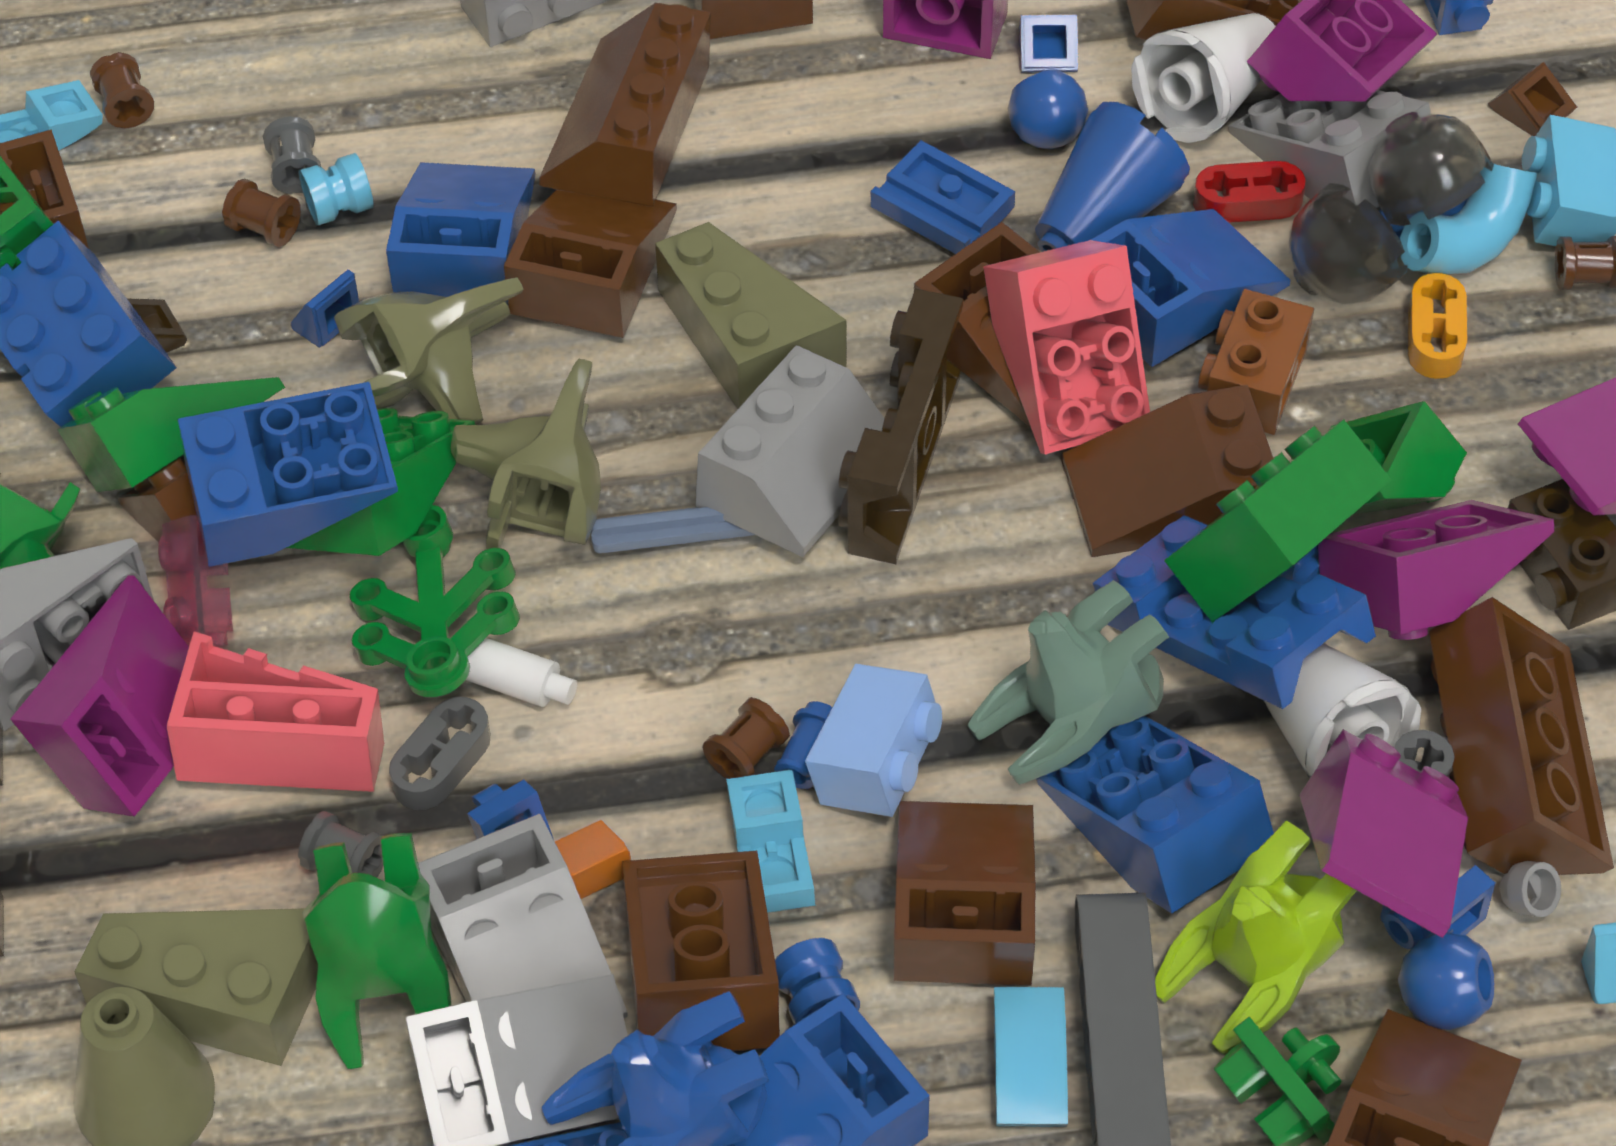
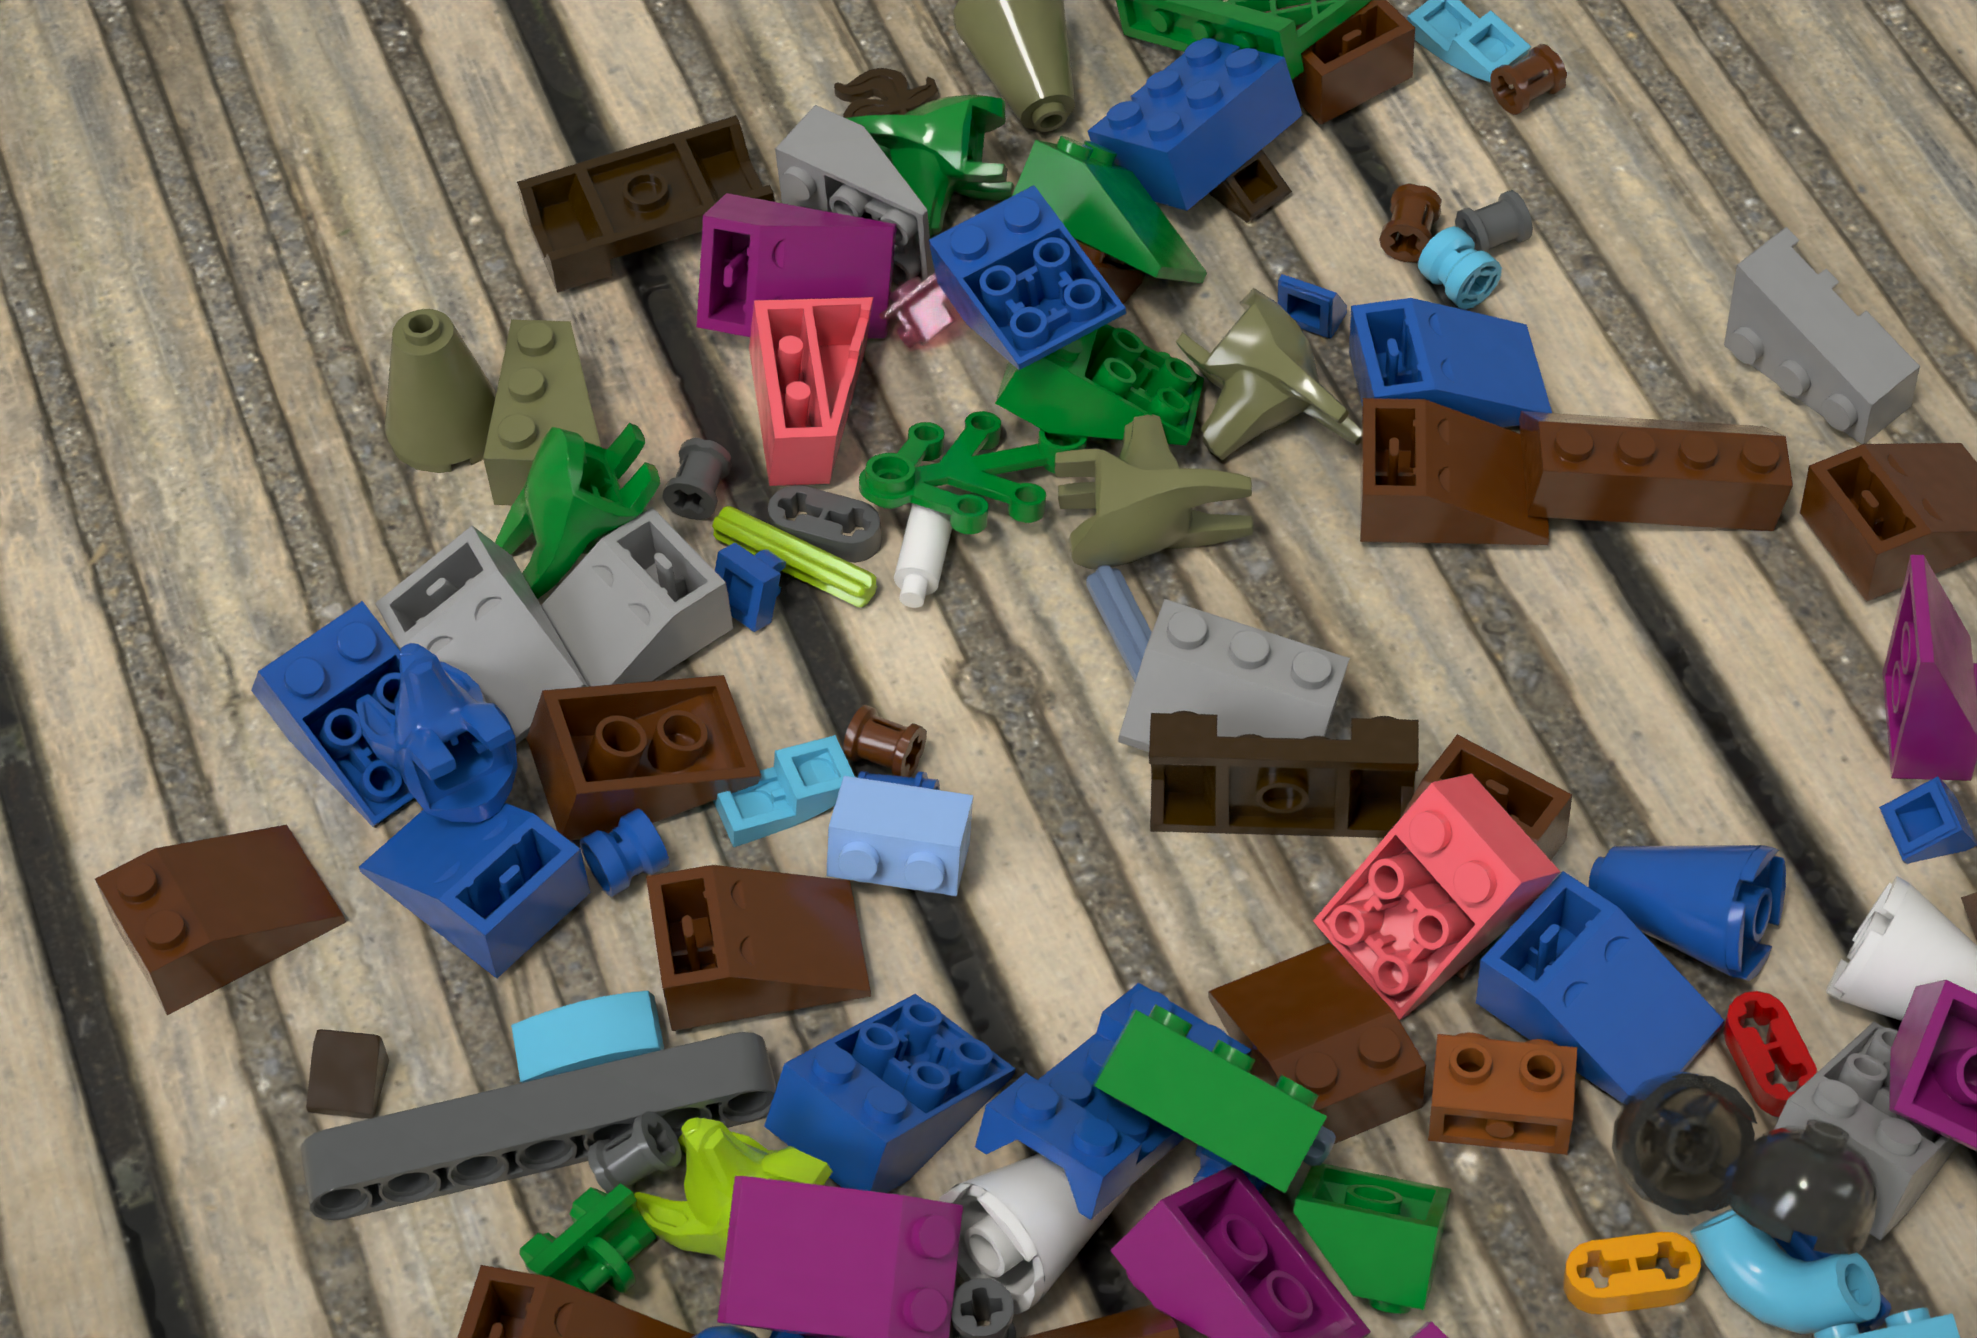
camera: 80 degrees right, 0 degrees up
(495, 766) = (802, 558): none -> lime axle
(593, 857) = (736, 655): orange slope -> none
(741, 309) = (1403, 616): olive wedge -> none
(942, 198) = (1641, 765): blue plate -> none
(1048, 109) = (1801, 826): blue piece -> none
(1077, 682) = (1004, 991): sand green piece -> none
(1189, 1022) = (635, 1153): none -> dark grey bush

